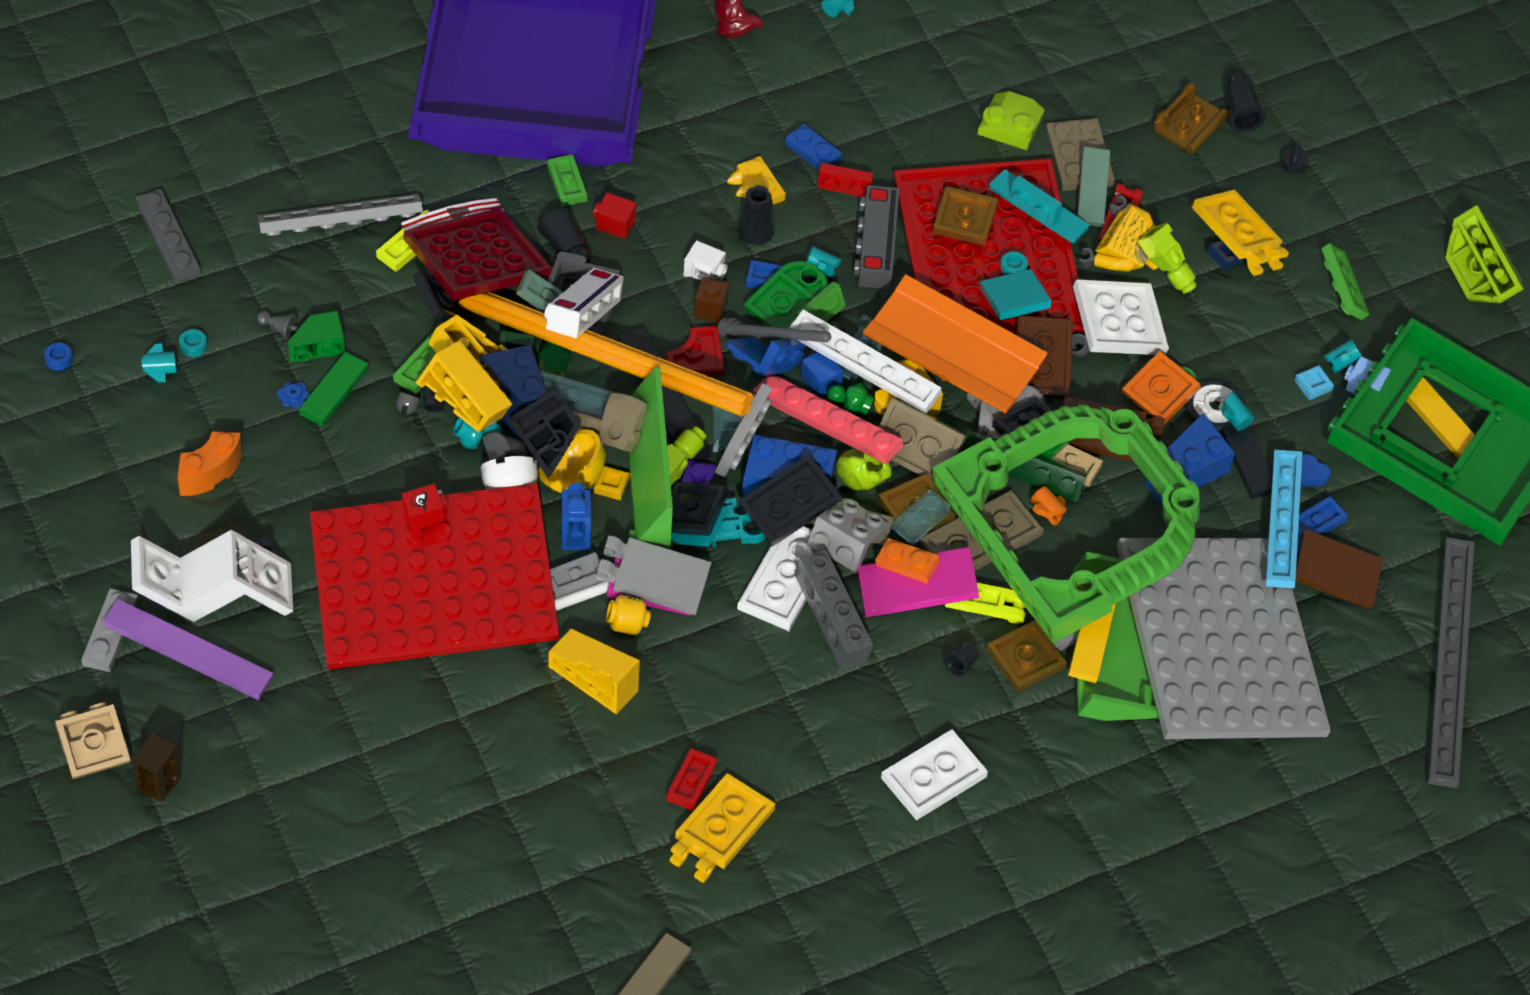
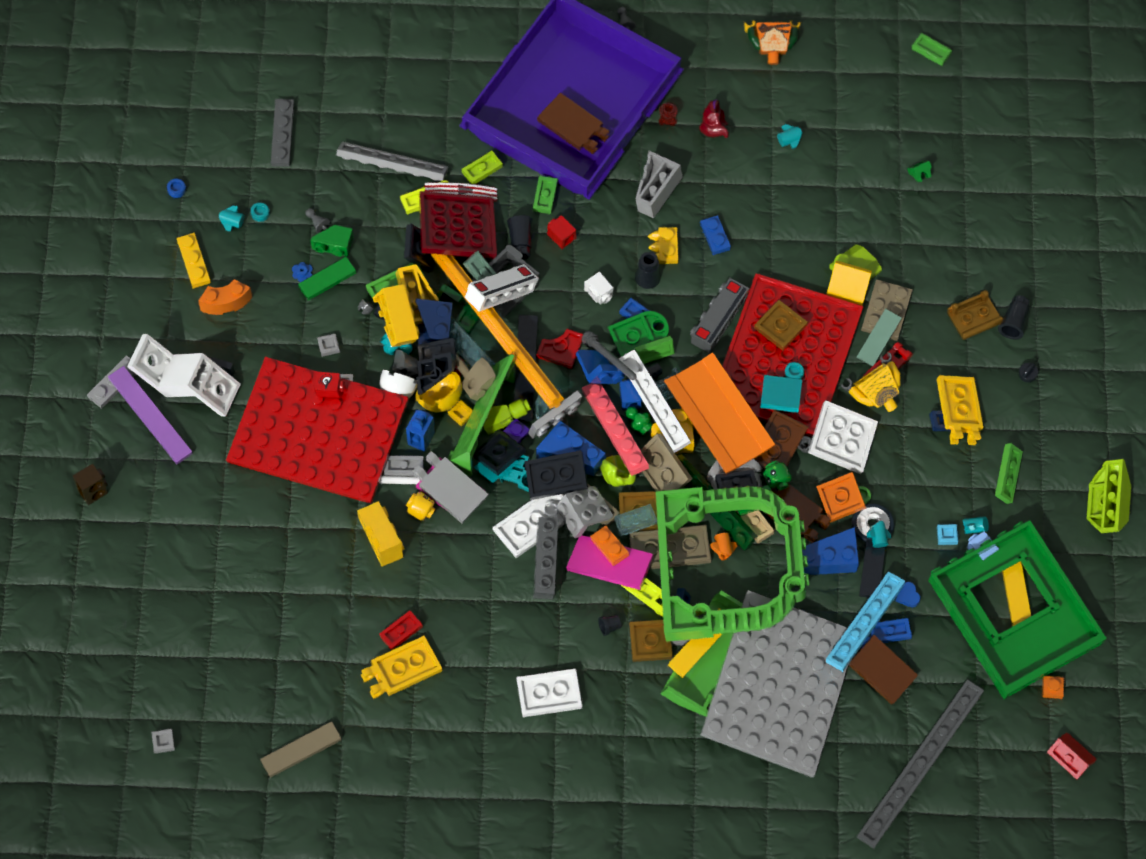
camera: 30 degrees right, 10 degrees up
(92, 740) = (65, 449): tan plate -> none
(135, 436) = (193, 260): none -> yellow plate
(383, 469) = (328, 345): none -> light grey tile
(464, 178) = (482, 168): none -> lime plate
(557, 81) = (573, 123): none -> reddish brown tile
(668, 29) = (668, 112): none -> clear red brick
(707, 109) = (657, 183): none -> light grey wedge
(711, 300) = (588, 315): reddish brown brick -> none
(823, 260) = (674, 318): teal piece -> none
(844, 180) = (720, 266): red plate -> none
(1019, 135) = (849, 282): none -> yellow tile
(1039, 205) = (833, 338): teal bracket -> none
(1069, 390) = (777, 475): none -> green head
(1168, 256) = (896, 408): lime piece -> none

